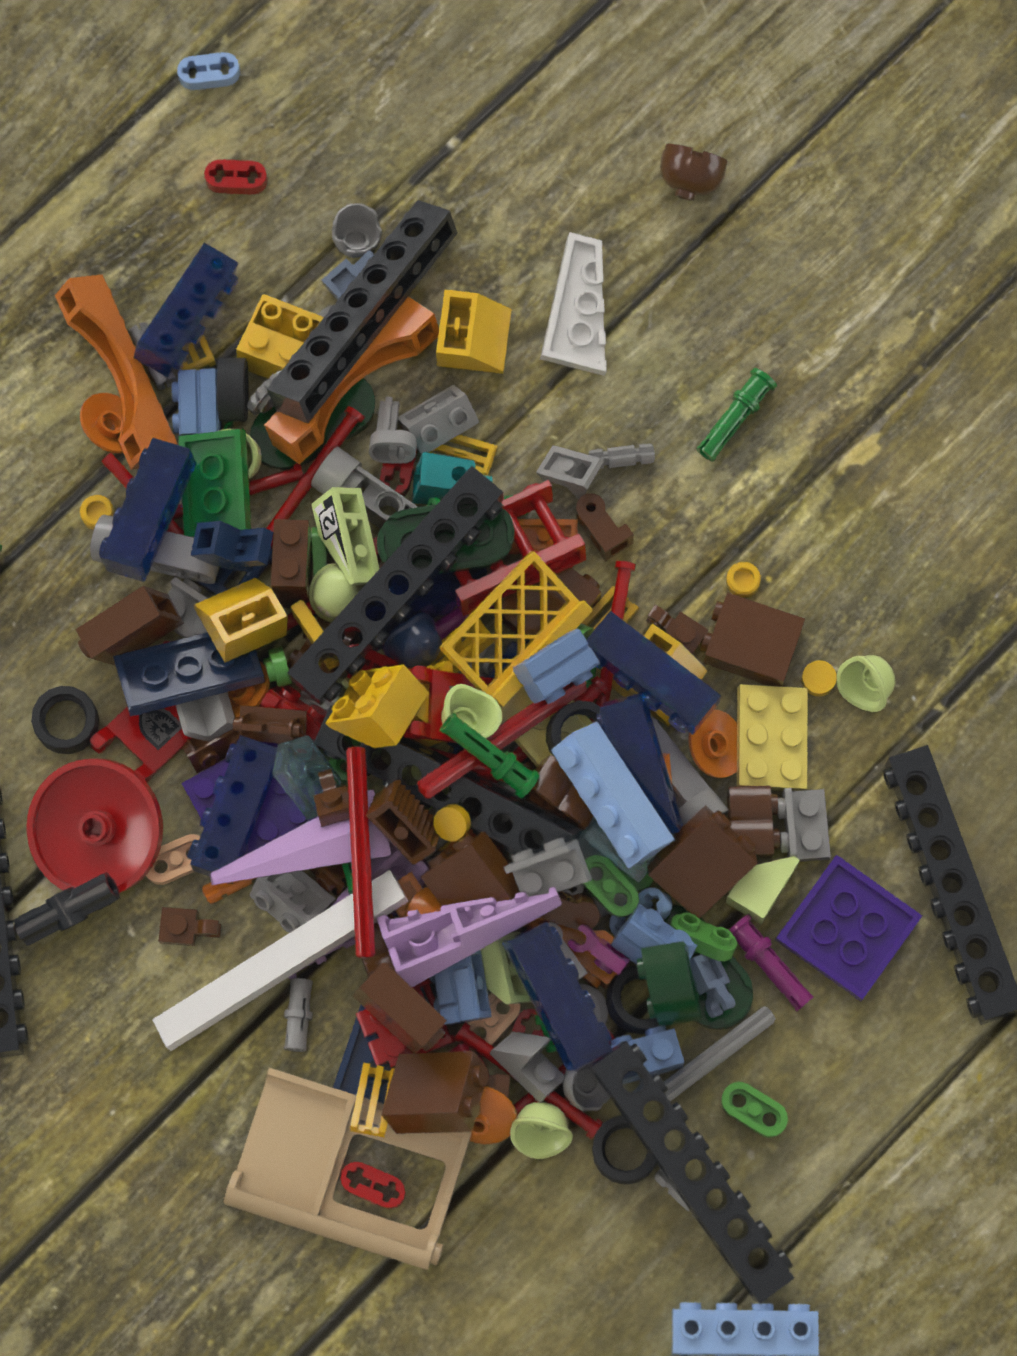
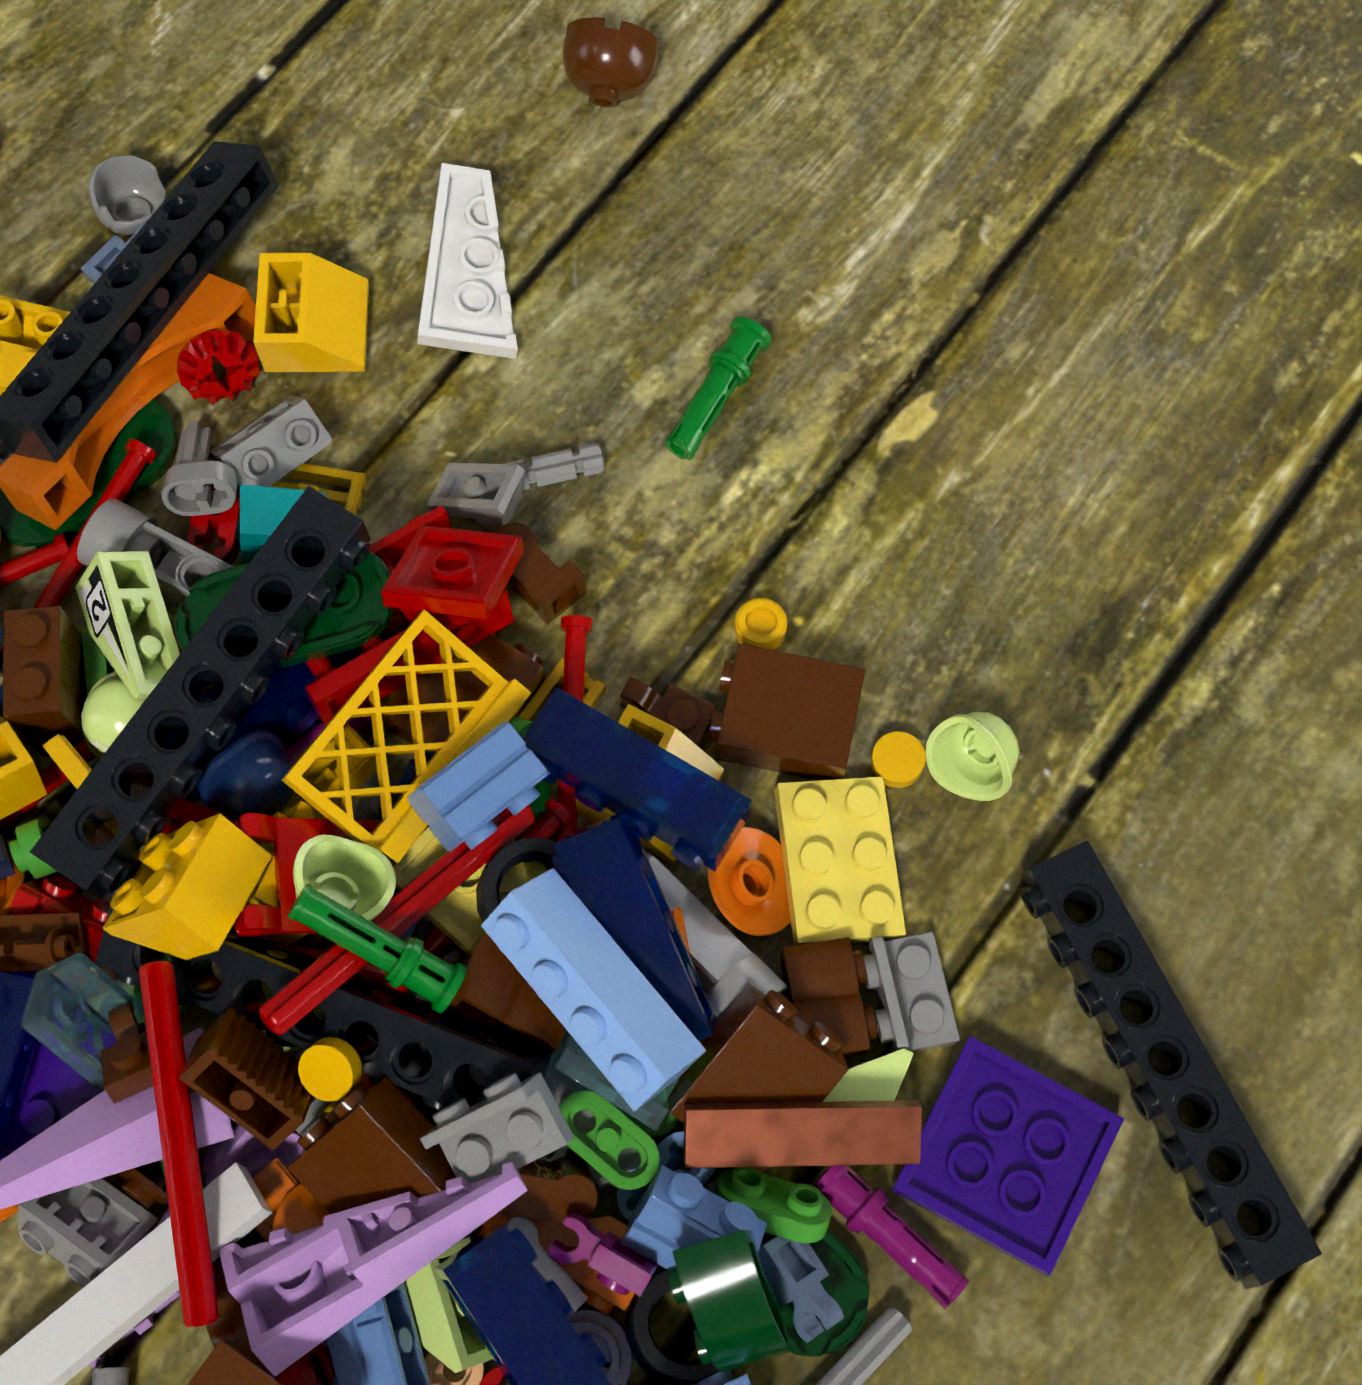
camera: 10 degrees left, 5 degrees down
(396, 358) = (234, 352): none -> red gear
(553, 527) = (453, 572): none -> red plate
(725, 897) = (802, 1134): none -> copper tile

